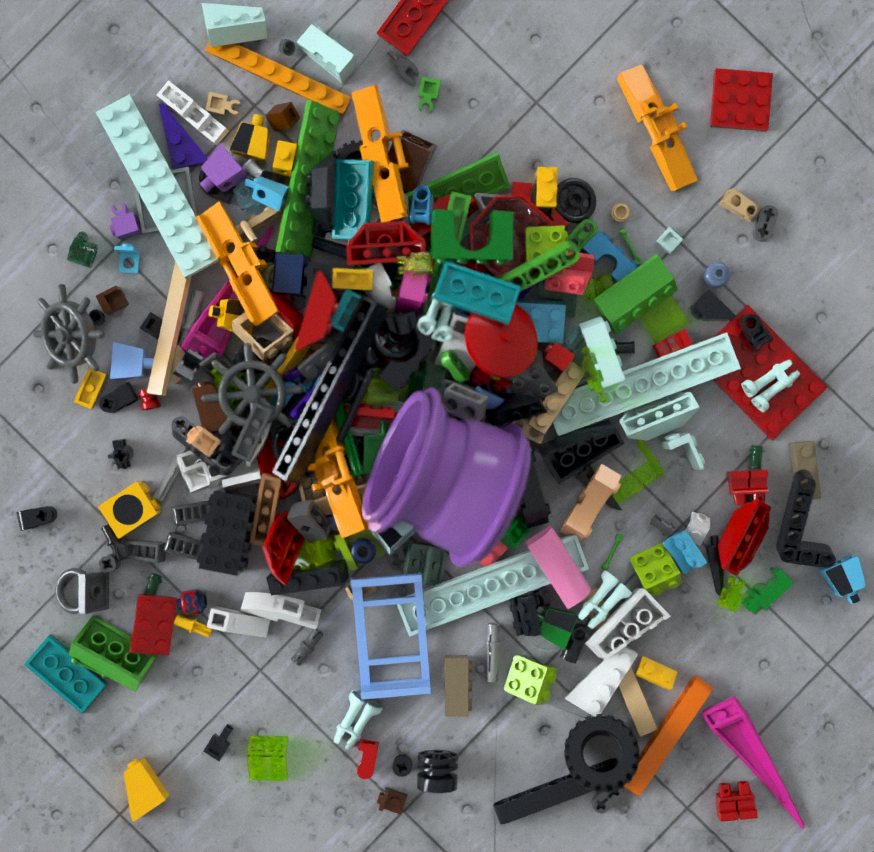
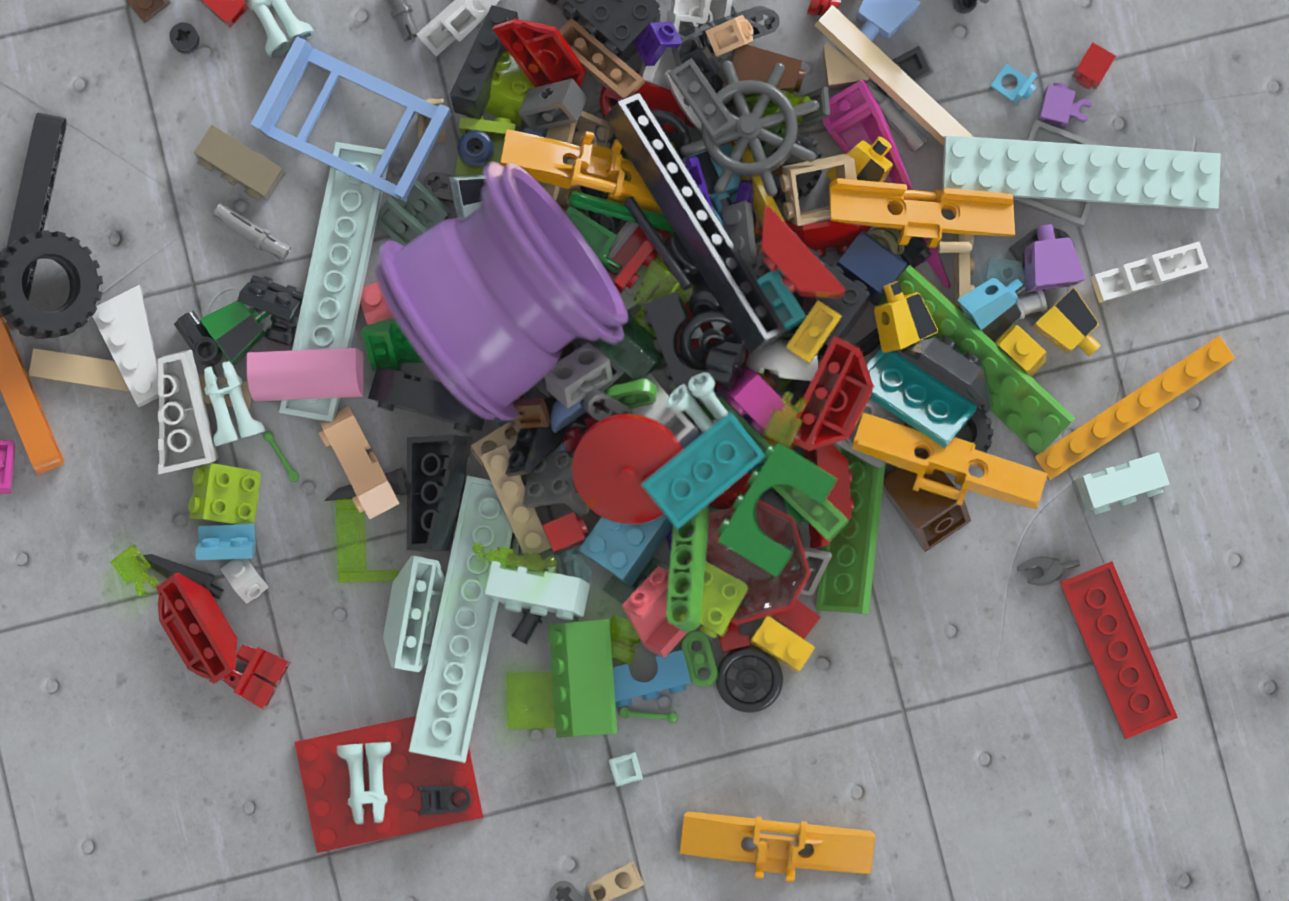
camera: 115 degrees right, 5 degrees down
(82, 251) = (1056, 33): clear green piece -> none
(88, 218) = (1093, 66): none -> red brick
(112, 300) = (974, 33): reddish brown panel -> none
(181, 146) = (1115, 233): dark purple wing -> none
(189, 365) = (833, 75): black bracket -> none
(220, 103) = (1138, 311): tan plate -> none
(233, 24) = (1228, 387): light aqua wedge -> none
(233, 482) = (655, 40): none -> dark purple bracket
(282, 116) = (1076, 380): reddish brown panel -> none
(288, 43) = (1155, 441): dark grey hinge -> none
(311, 234) = (902, 319): none -> yellow torso
(421, 209) = (849, 473): dark azure piece -> none
(428, 91) = (998, 582): bright green plate -> none
(437, 771) = (149, 74): black wheel -> none
(469, 373) = (610, 405): none -> dark grey beam
(502, 417) = (532, 413): none -> reddish brown bracket
(530, 680) = (187, 257): bracket -> none
(620, 212) = (698, 728): tan plate -> none
(656, 673) = (98, 416): yellow plate -> none
(662, 525) = (275, 537): dark grey pin -> none
(672, 344) = (493, 689): red leg -> none
(689, 443) = (370, 616): light aqua bracket -> none
(711, 308) = (507, 765): black slope -> none
(716, 275) = (545, 798): sand blue head -> none
(756, 457) = (286, 708): clear green pin -> none
(768, 593) = (112, 612): green hips -> none
(797, 525) = (172, 698): black beam -> none
(804, 457) = (231, 757): dark tan brick -> none
(845, 578) = (66, 724): medium azure torso -> none

